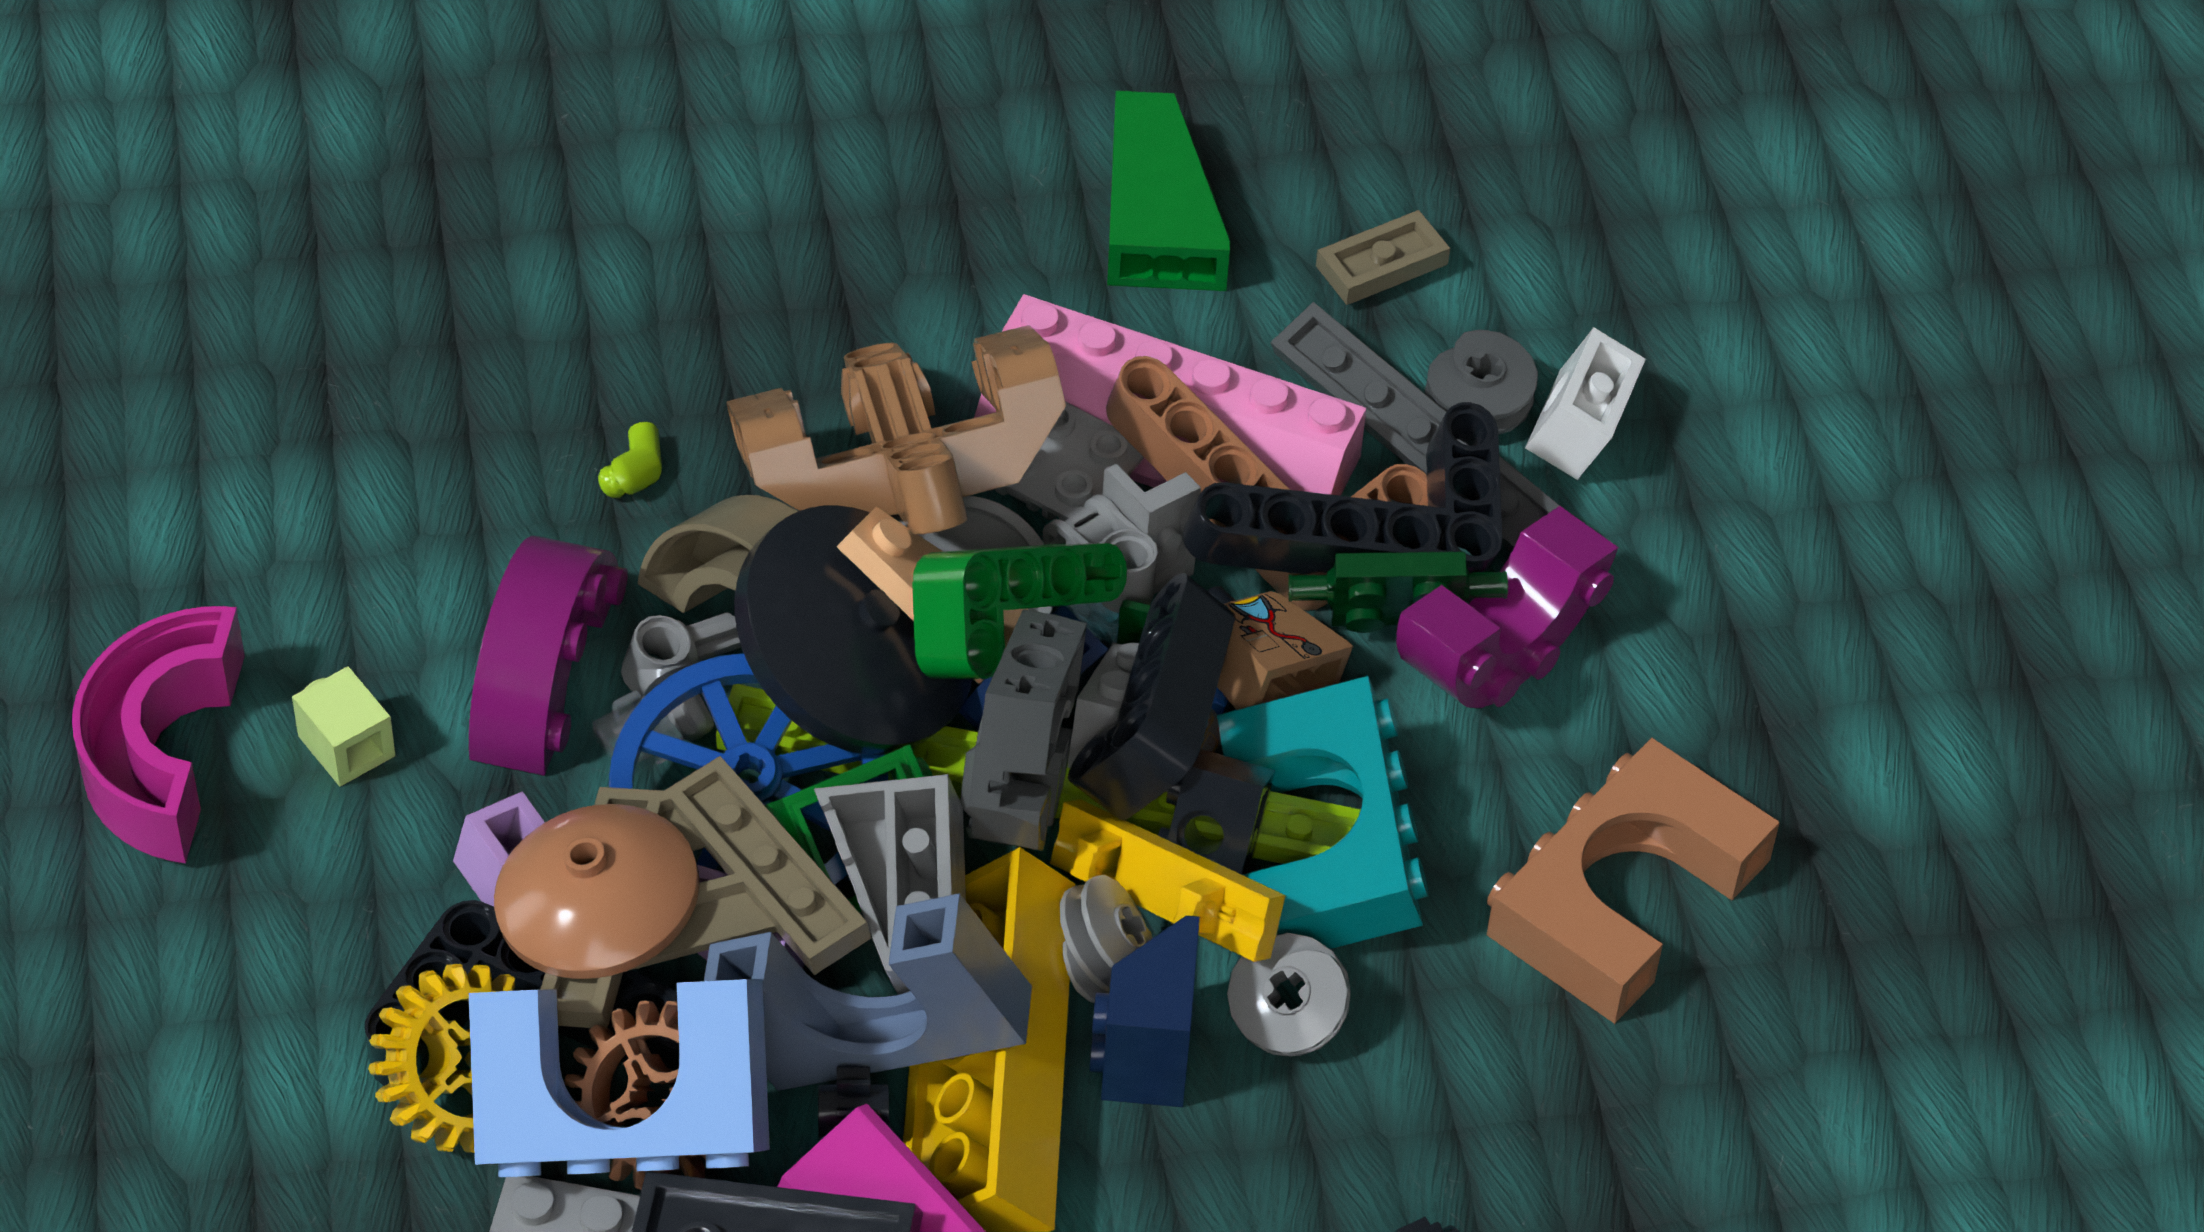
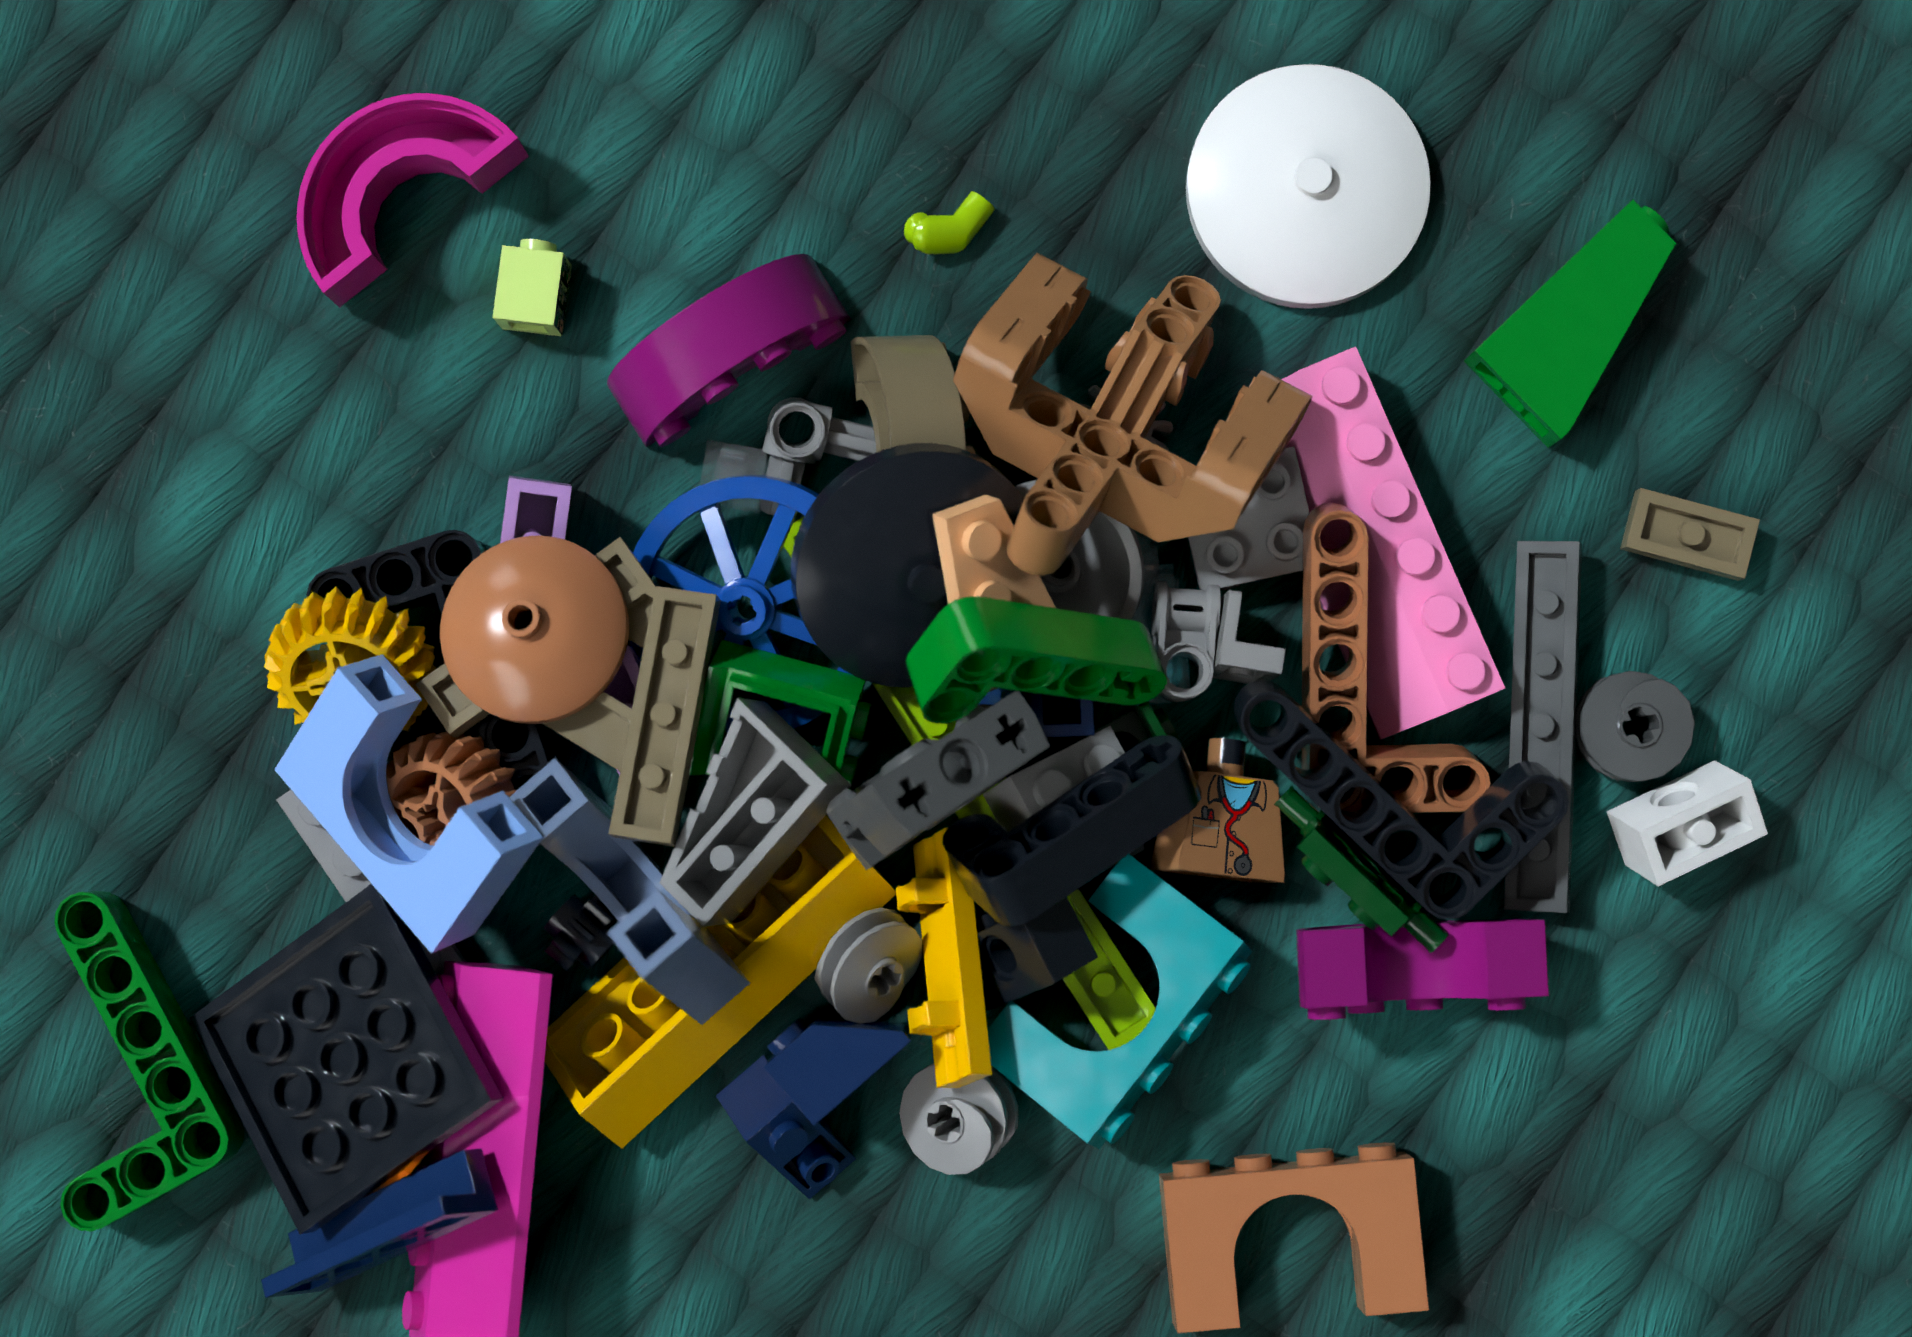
camera: 45 degrees right, 35 degrees up
(876, 260) = (1307, 186): none -> white dish
(1166, 1114) = (782, 1133): none -> dark blue slope

